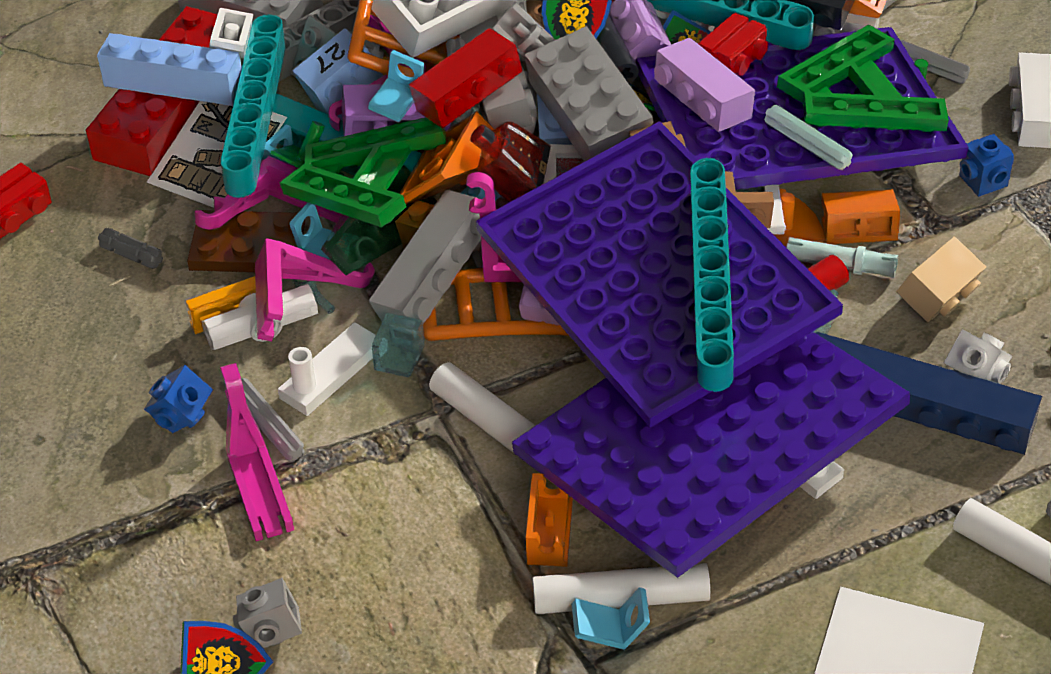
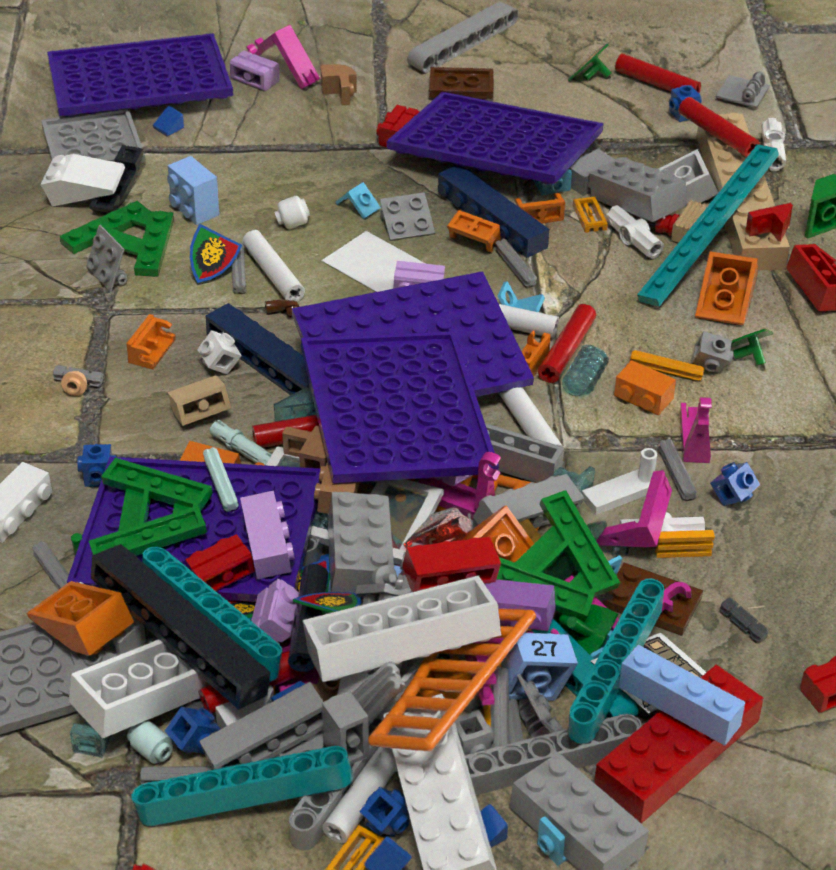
camera: 160 degrees left, 5 degrees down
(232, 31) = (622, 700): white slope -> none
(345, 593) = (668, 365): none -> light orange axle
(353, 525) = (645, 387): none -> orange brick
(394, 95) = (509, 579): medium azure bracket -> none
(451, 520) = (585, 371): none -> clear light blue piece
(494, 339) = (525, 455): none -> light grey brick
(502, 574) = (567, 343): none -> red piece
(711, 275) = (369, 367): teal beam -> none
(794, 605) = (415, 273): none -> lavender brick
(957, 493) = (281, 305): none -> reddish brown arm

